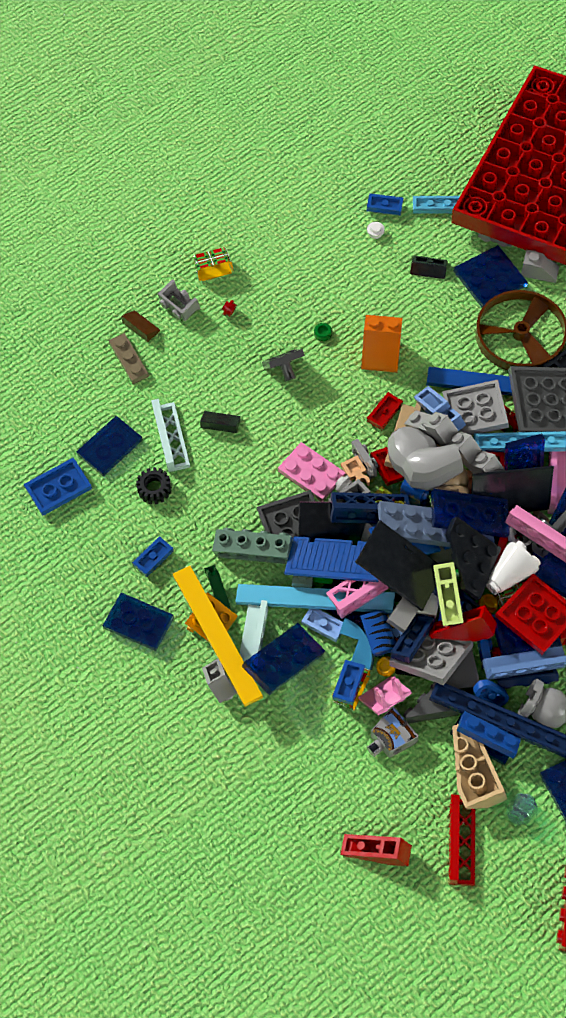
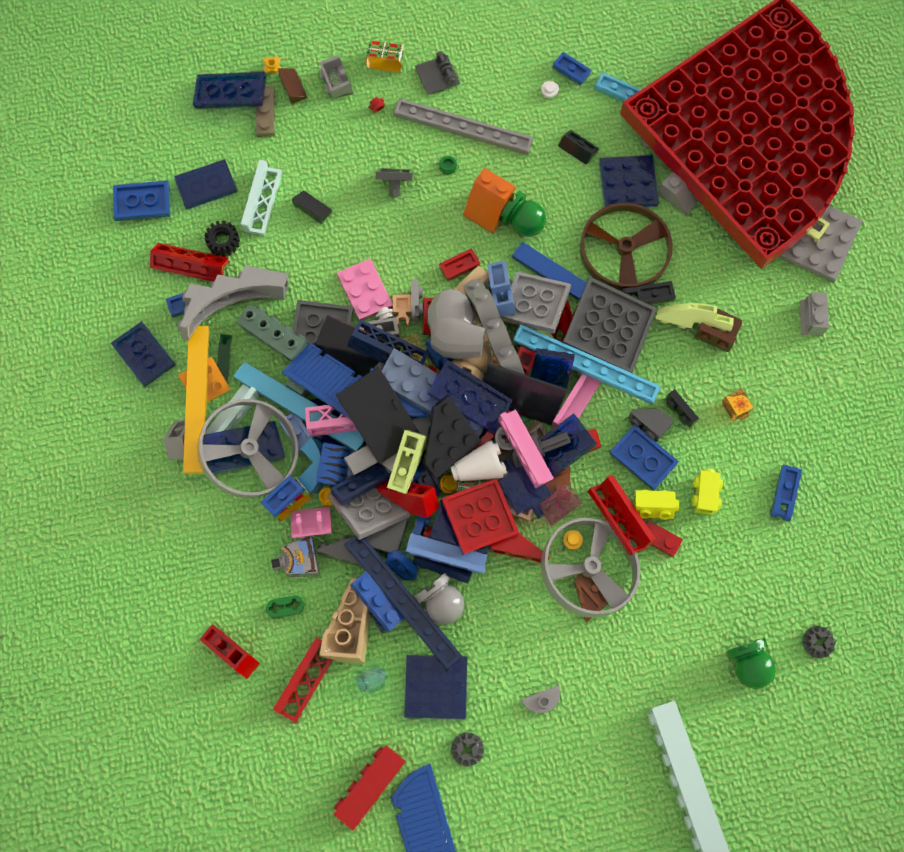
camera: 20 degrees right, 10 degrees up
(86, 353) = (229, 90): none -> clear blue plate
(111, 320) = (271, 69): none -> yellow plate
(134, 521) = (187, 262): none -> red fence
(187, 527) = (226, 290): none -> light grey arch
(268, 259) = (437, 73): none -> dark grey hinge
(294, 654) = (249, 448): none -> light grey piece
(317, 293) = (463, 126): none -> light grey tile
(406, 788) = (284, 602): none -> green beam
(421, 343) = (525, 216): none -> green tile

